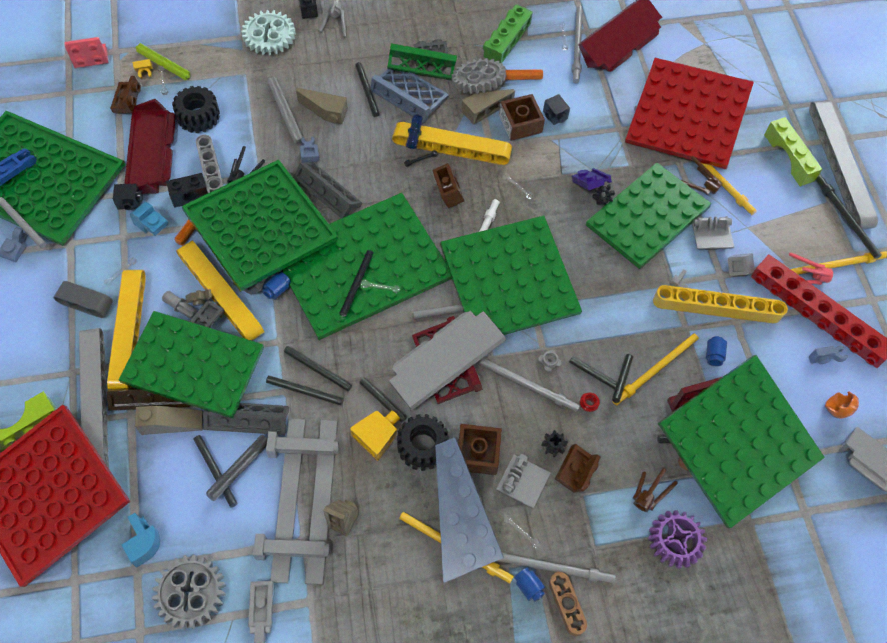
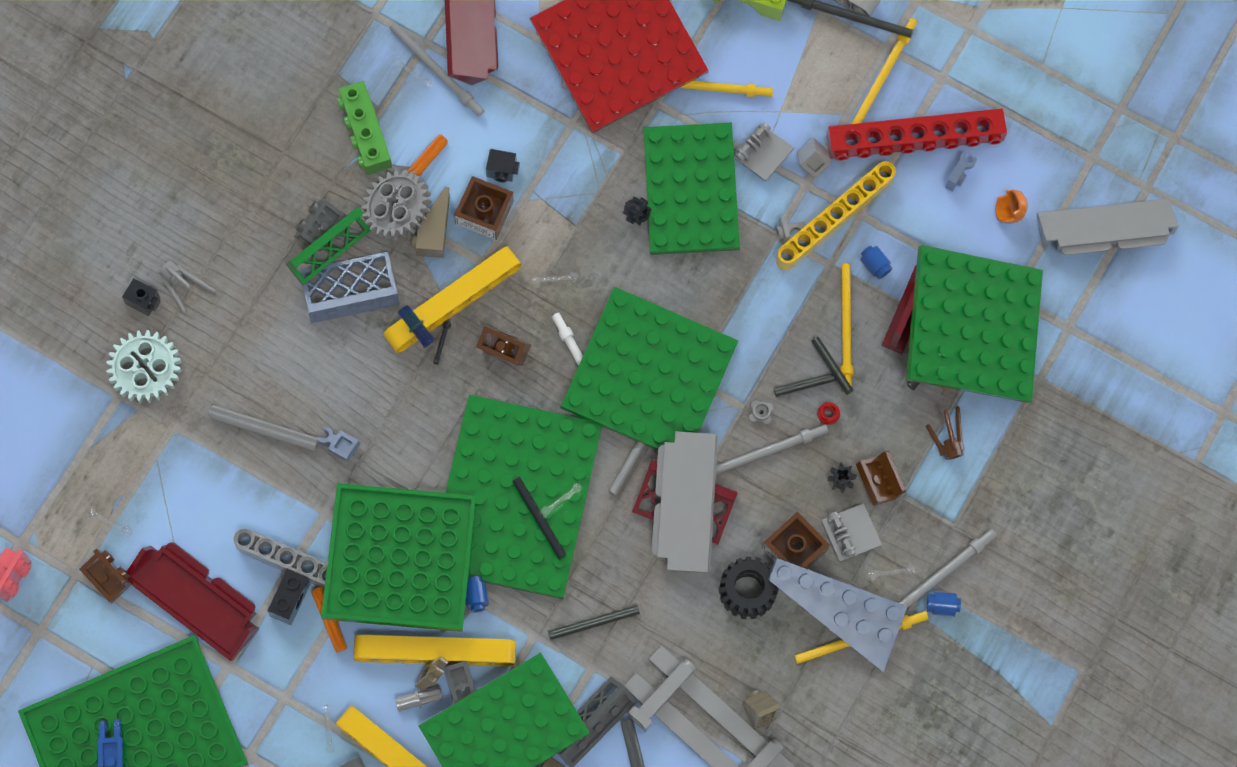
camera: 50 degrees left, 10 degrees up
(127, 196) = (244, 661): black brick -> none
(141, 66) = (77, 529): yellow tile -> none
(148, 219) = (292, 659): dark azure brick -> none
(163, 61) = (84, 504): lime axle -> none
(193, 99) = (181, 500): black tyre -> none
(235, 172) = (311, 538): black plant -> none
(304, 390) = (607, 650): pearl dark grey bar -> none
(326, 189) = (401, 465): dark grey fence -> none
(327, 106) = (298, 384): dark tan slope -> none
(367, 90) = (312, 327): pearl dark grey bar -> none
(376, 432) = (704, 620): yellow torso -> none
(382, 399) = (674, 589): pearl dark grey bar -> none
(557, 590) = (996, 599): medium nougat beam -> none
(592, 179) = (612, 207): dark purple plate -> none
(681, 555) = (1014, 456): medium lavender gear -> none
(712, 183) = (711, 100): reddish brown plant -> none
(820, 273) = (883, 100): coral plant -> none

